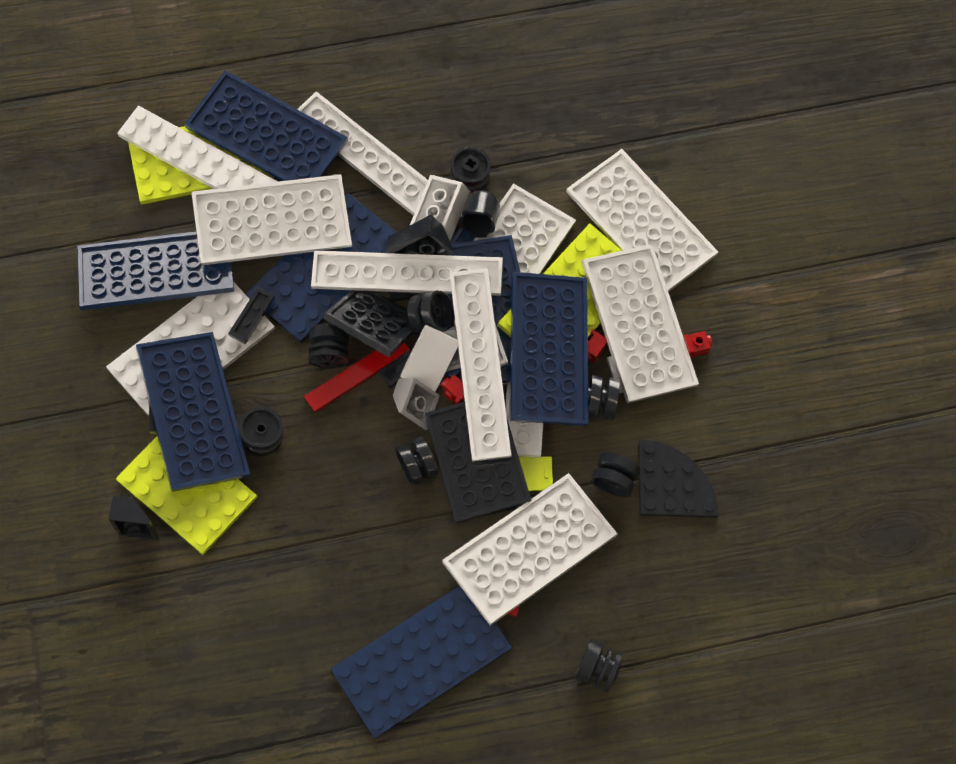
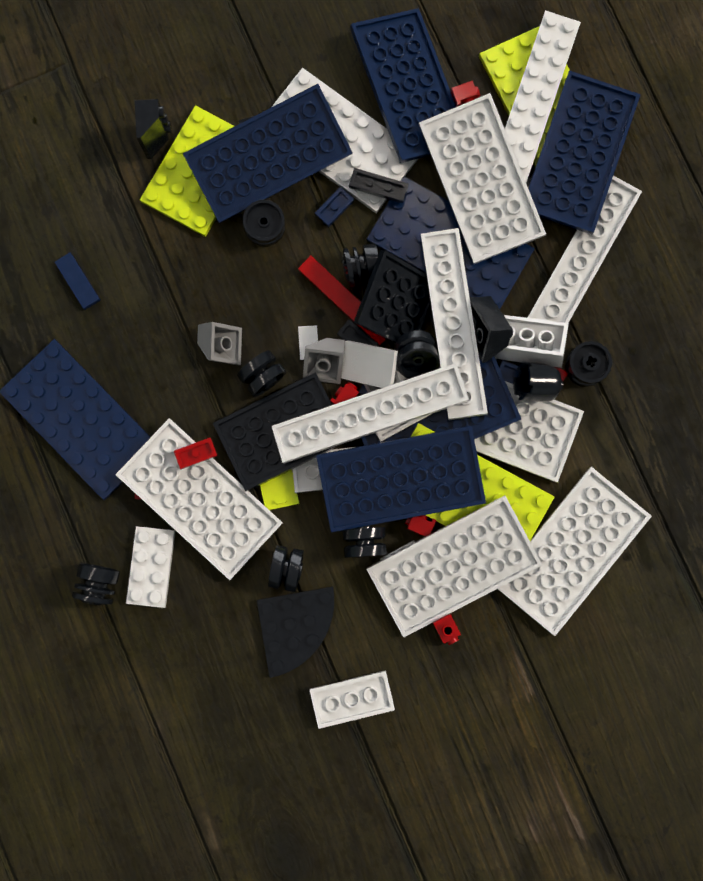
camera: 85 degrees right, 15 degrees up
(179, 221) = (465, 93): none -> red brick
(260, 364) = (334, 207): none -> dark blue plate
(272, 634) = (77, 281): none -> dark blue tile
(373, 499) = (220, 342): none -> light grey slope
(389, 418) = (307, 336): none -> white sticker
(485, 538) = (195, 453): none -> red plate
(589, 613) = (150, 567): none -> white plate
(750, 443) = (352, 699): none -> white plate

